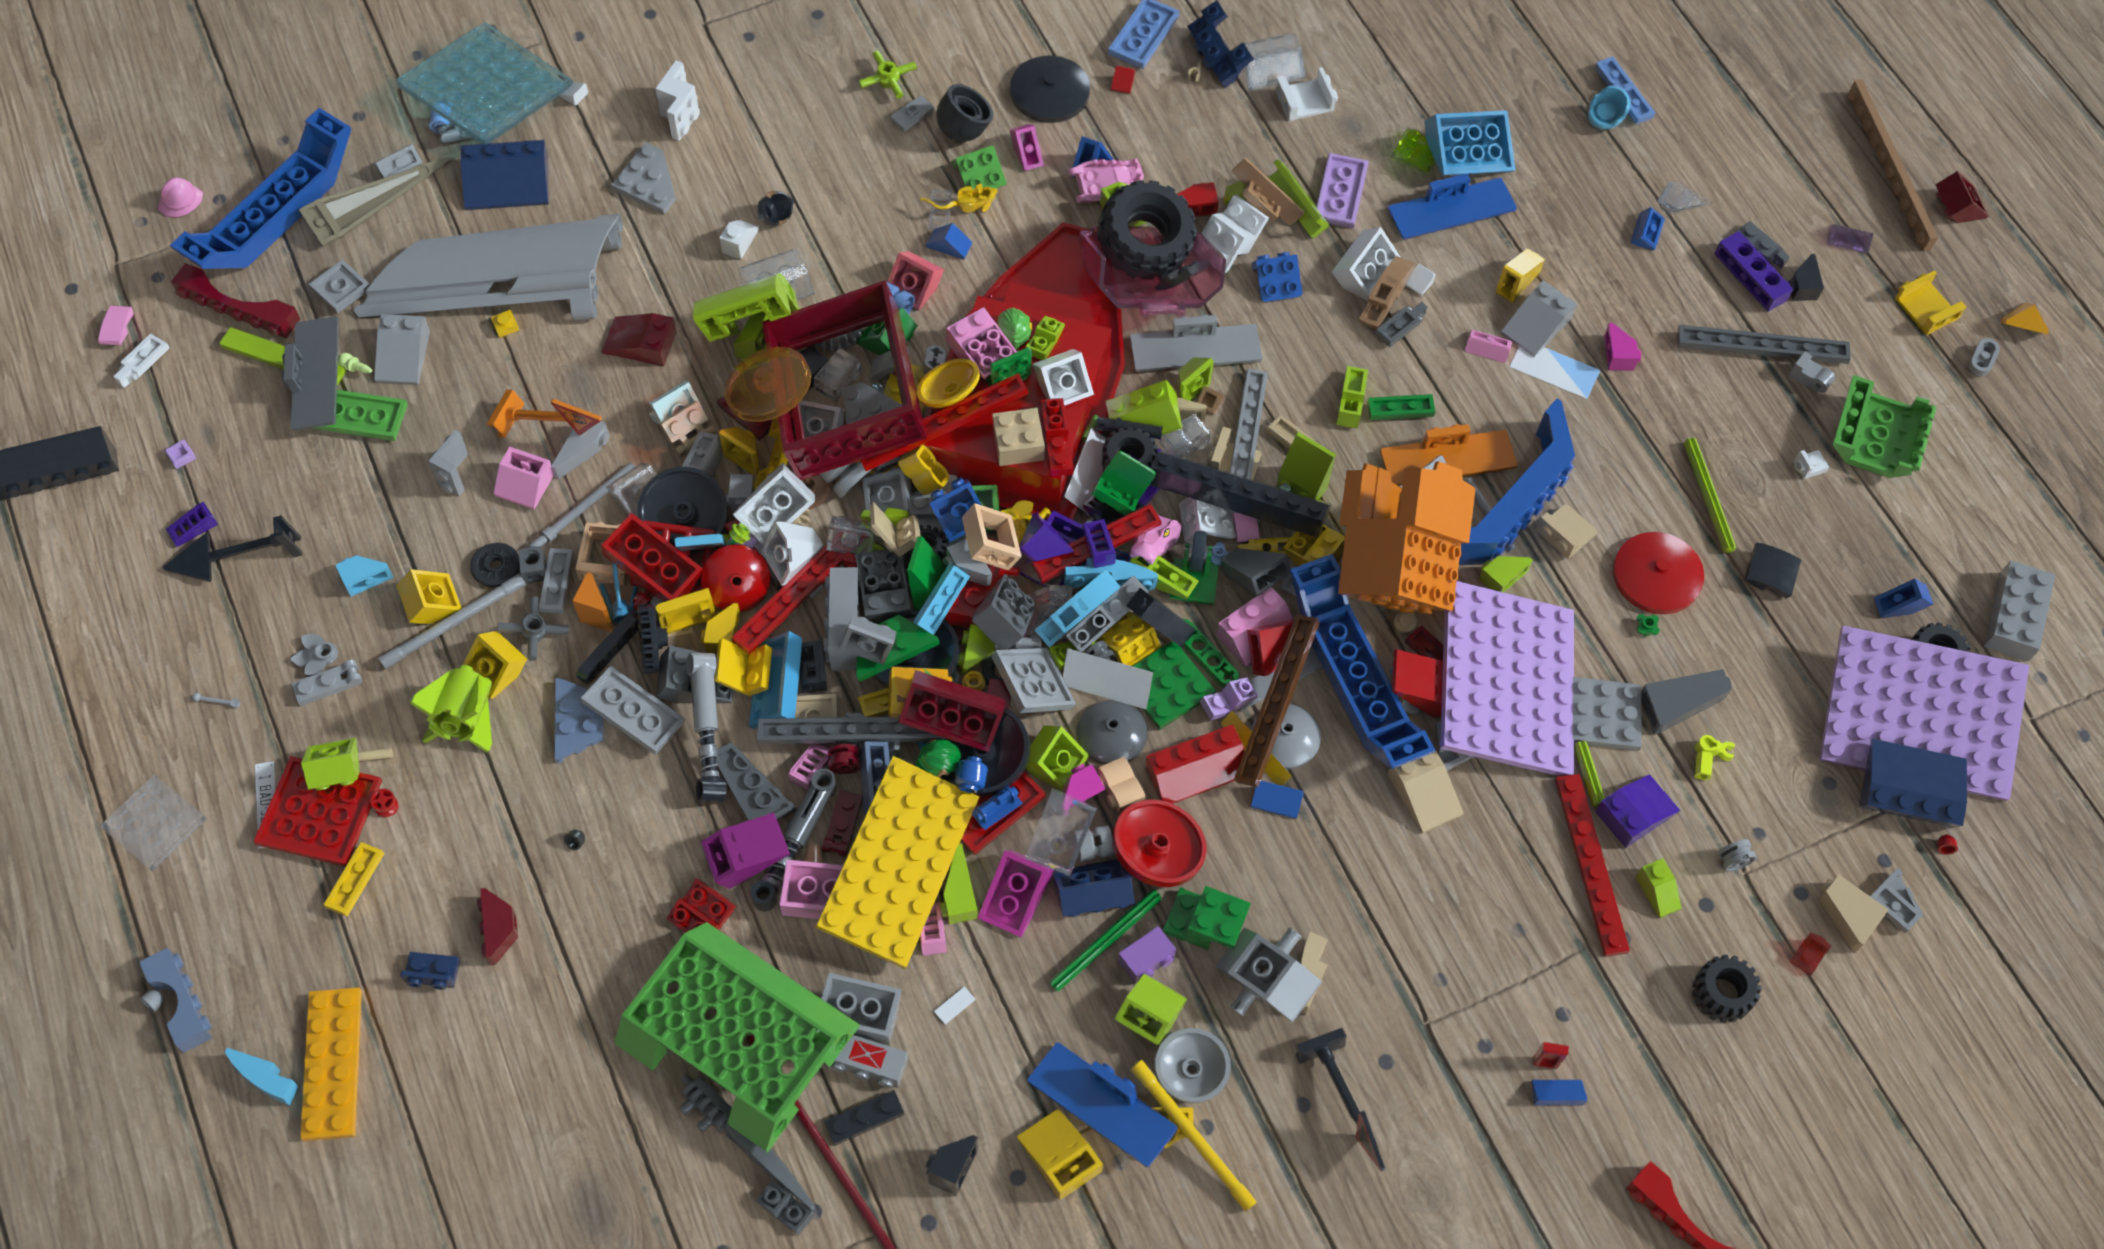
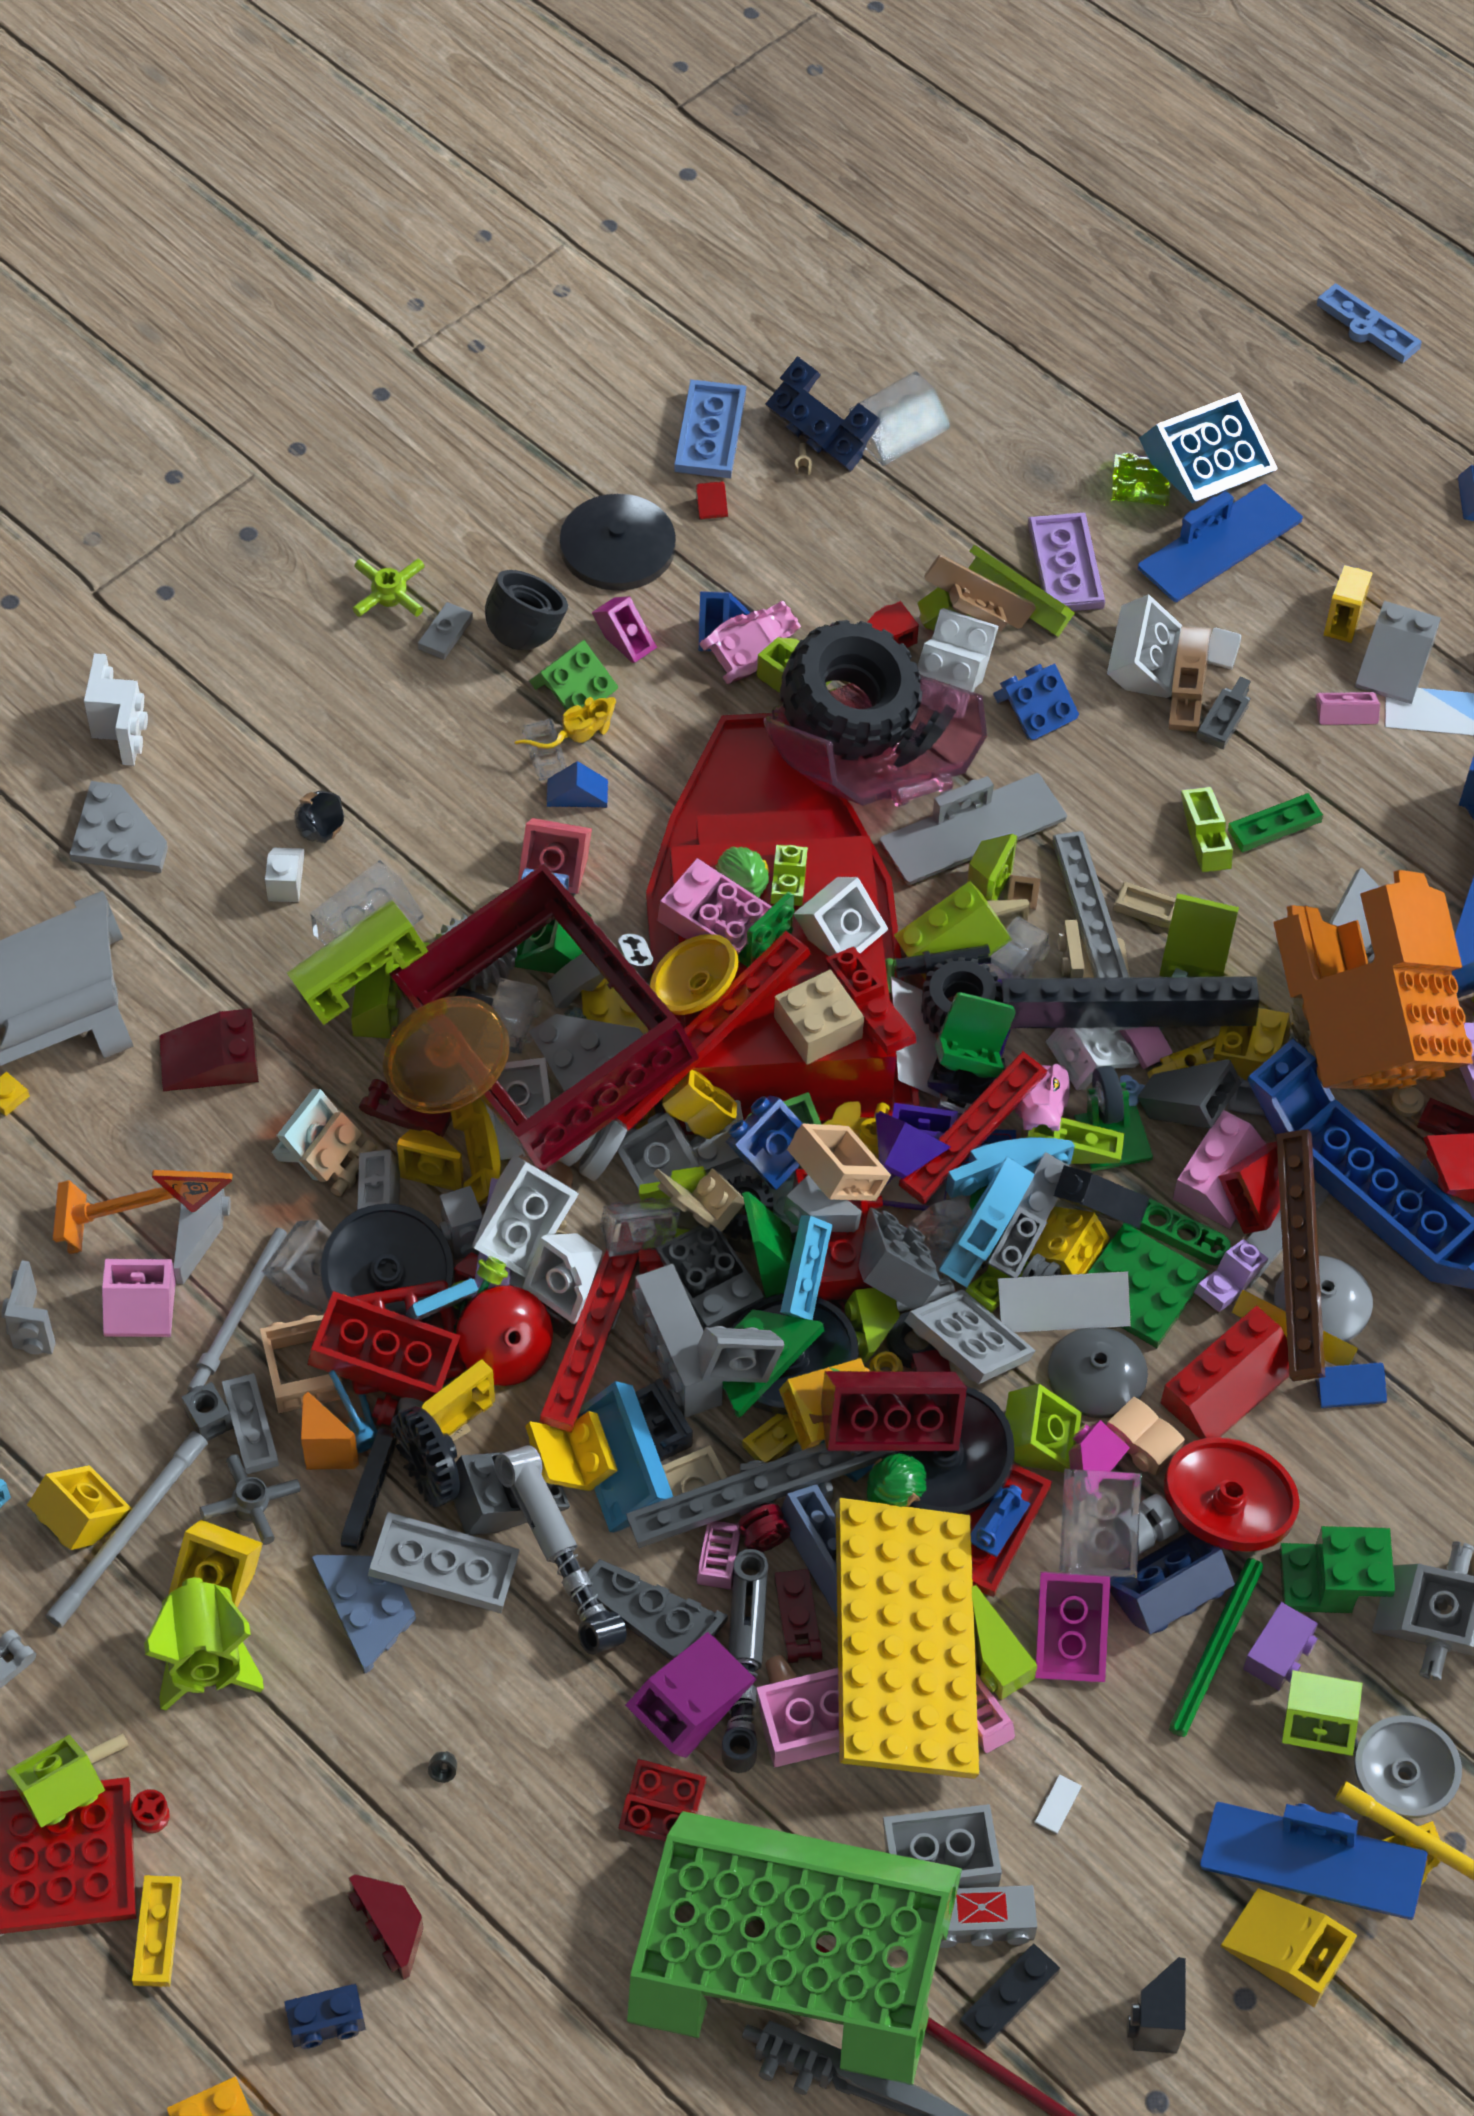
camera: 20 degrees left, 5 degrees down
(485, 555) = (147, 1411): black wheel -> none
(721, 627) = (512, 1413): yellow slope -> none
(971, 774) = (950, 1488): blue head -> none
(1102, 556) = (992, 1140): dark purple slope -> none
(1306, 97) = (966, 451): white panel -> none
(1467, 452) = (1405, 845): orange bracket -> none
(1608, 108) = (1363, 352): medium azure piece -> none

